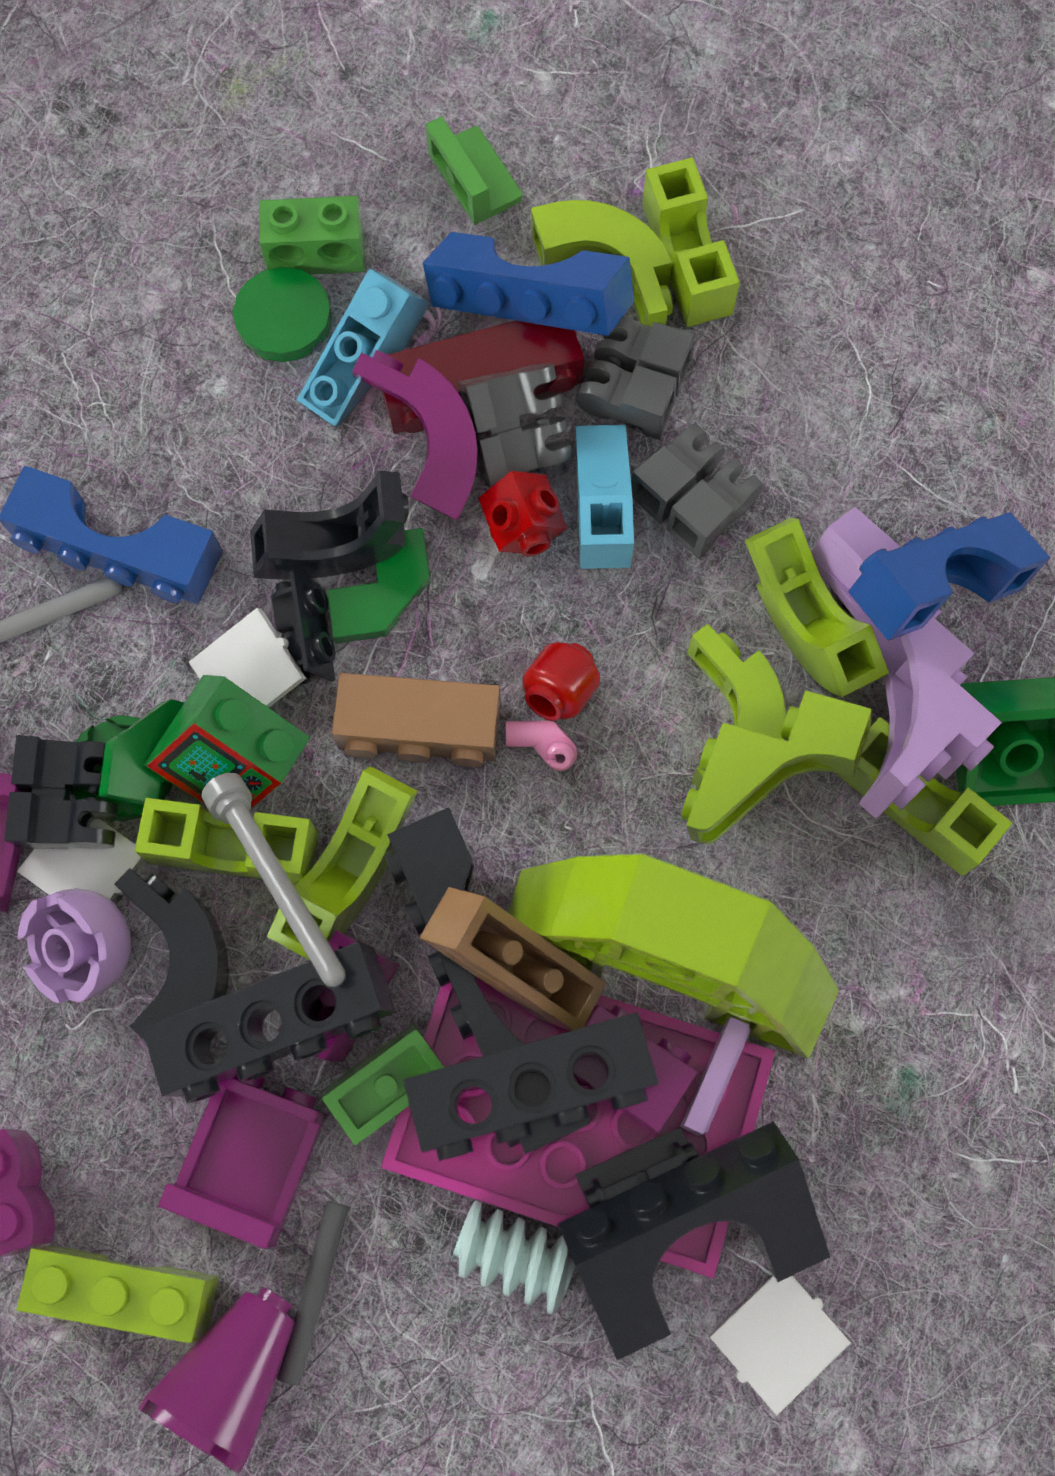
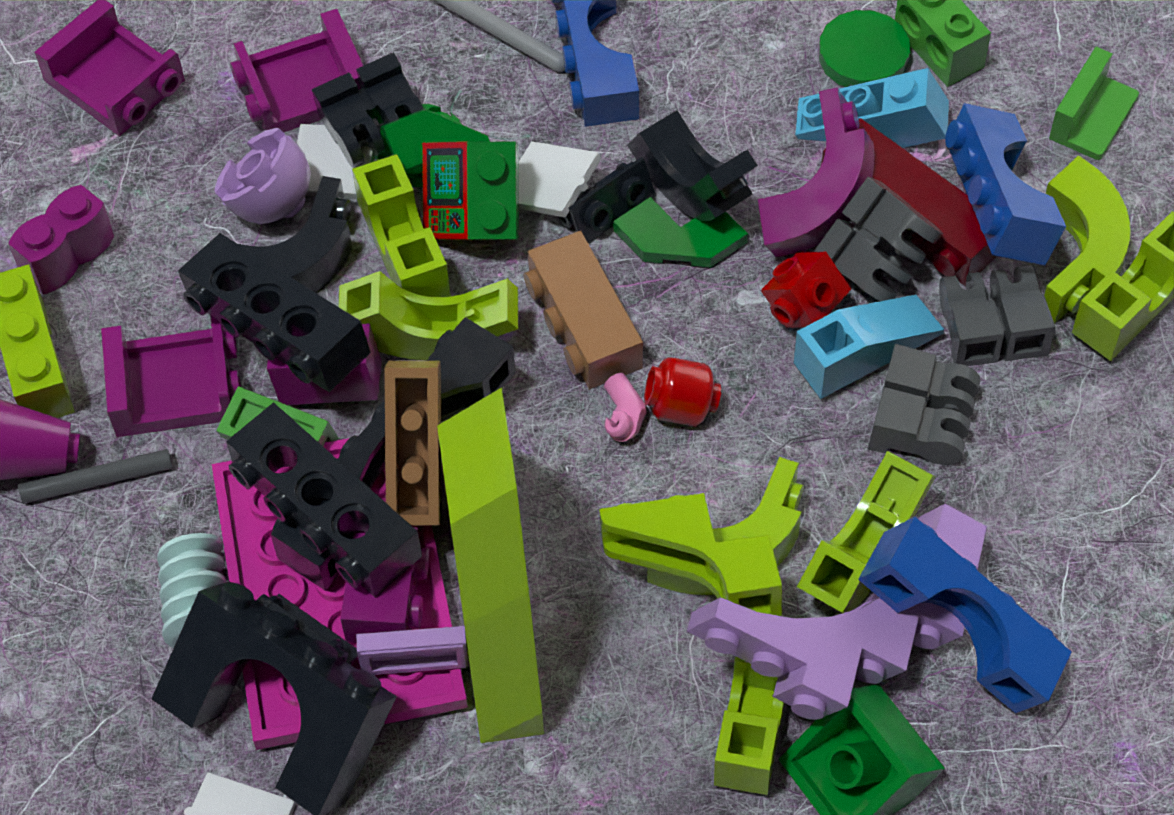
camera: 60 degrees right, 15 degrees down
(230, 802) = (427, 209): light grey piece -> none

